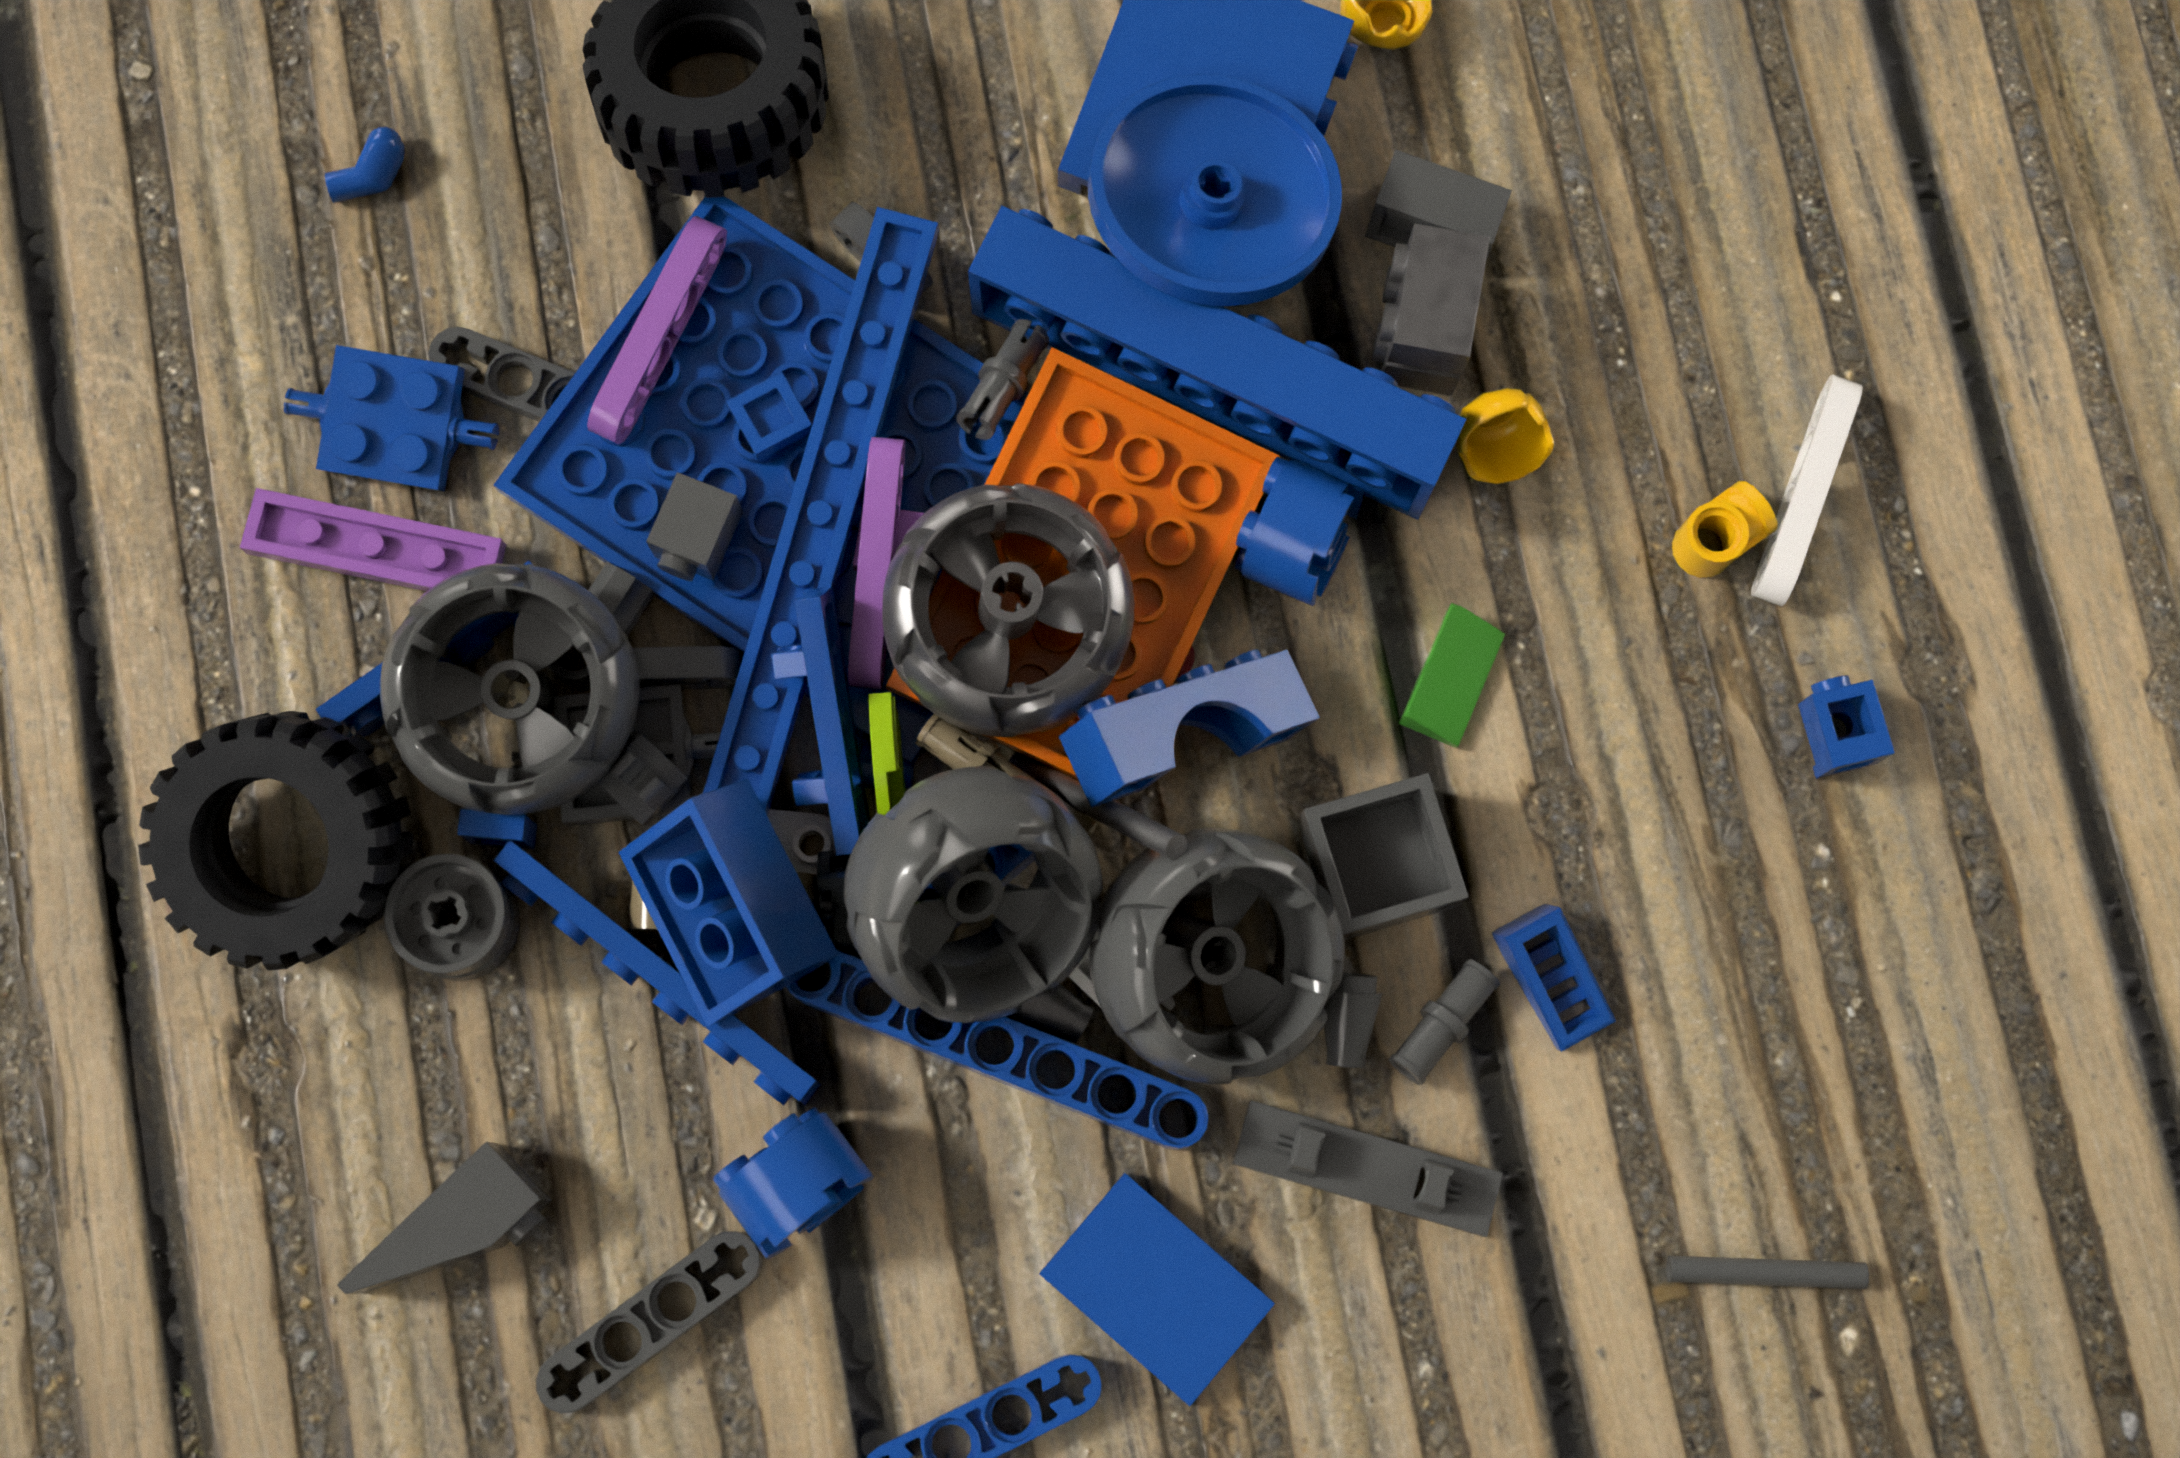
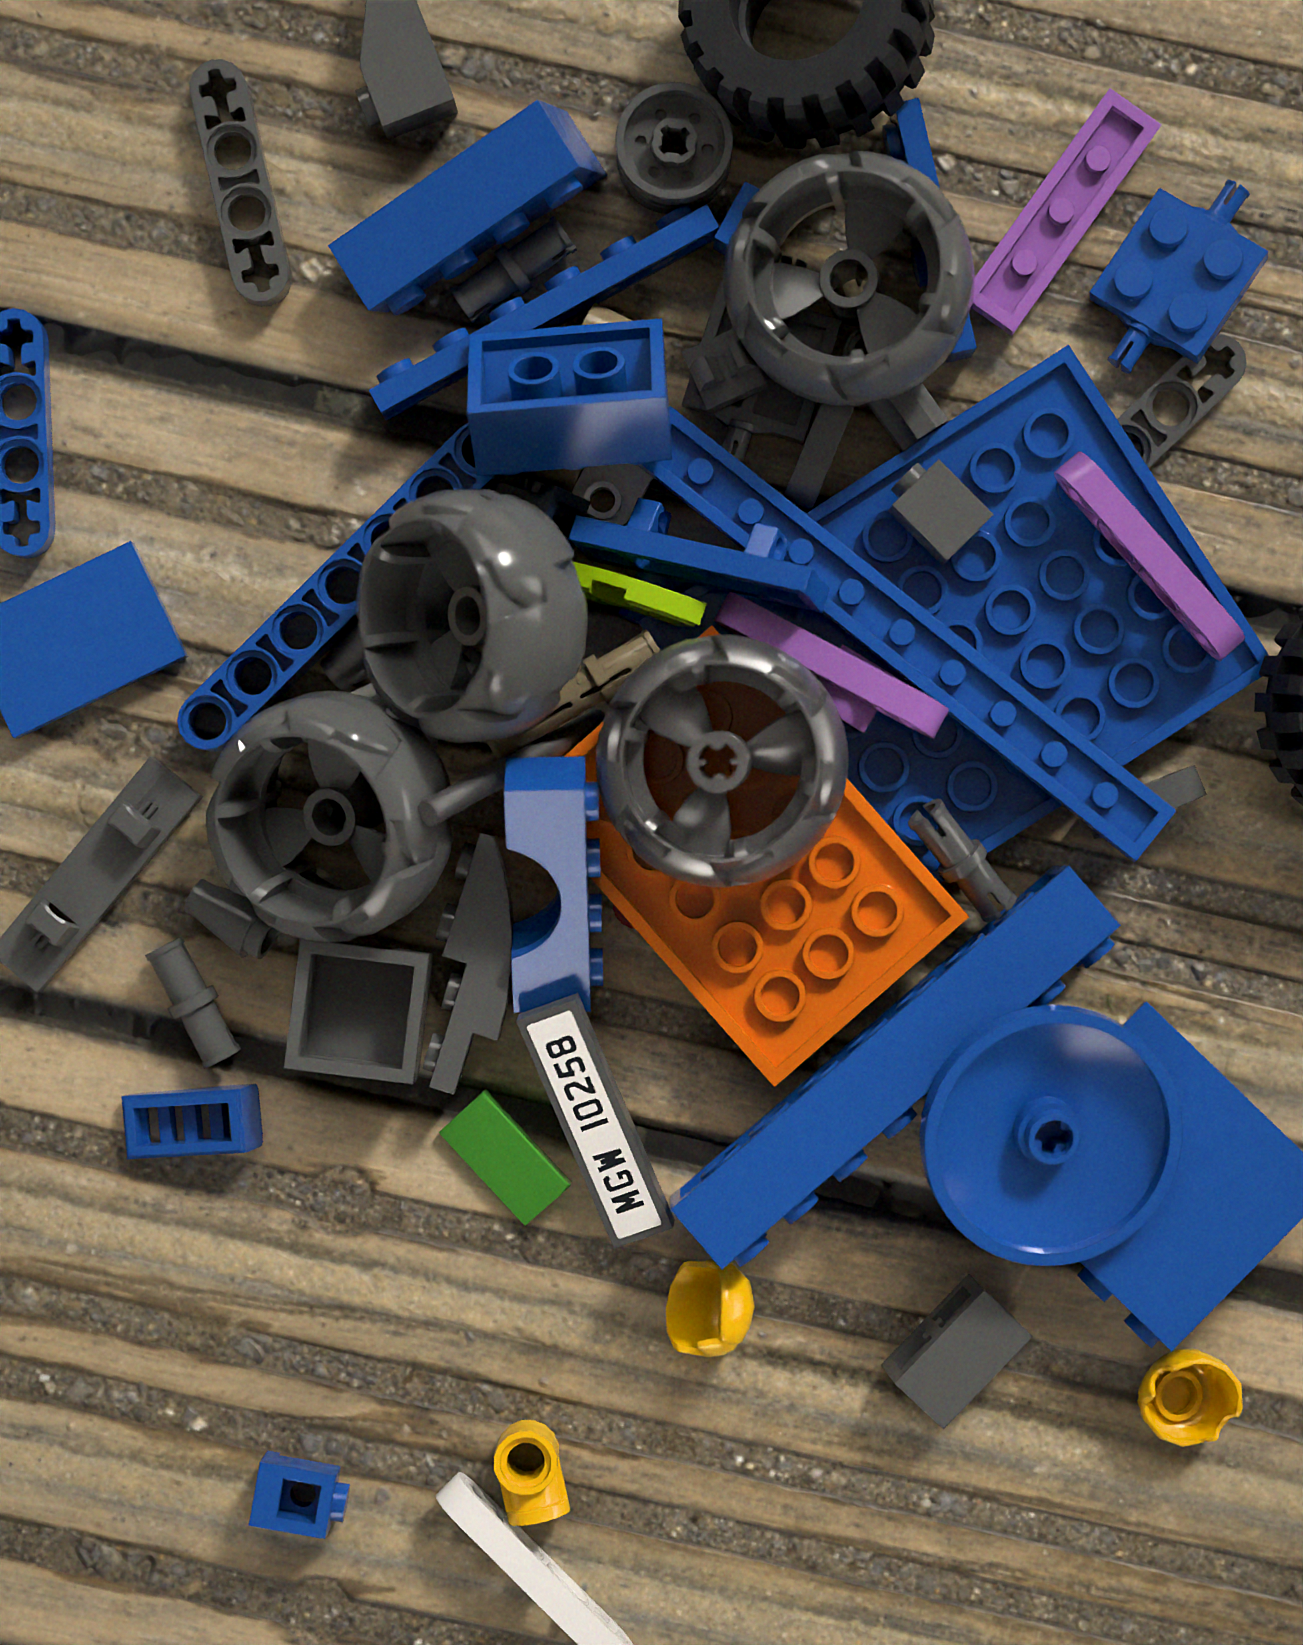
camera: 115 degrees right, 10 degrees up
(589, 1088) = (467, 208): none -> blue wedge
(628, 1021) = (513, 269): none -> dark grey pin
(770, 416) = (1019, 626): blue plate -> none
(792, 1182) = (300, 355): blue brick -> none
(1265, 777) = (480, 936): none -> dark grey slope
(1299, 530) = (697, 1072): blue brick -> none
(1382, 605) = (595, 1120): none -> tile
(1431, 308) = (854, 1295): flat silver piece -> none

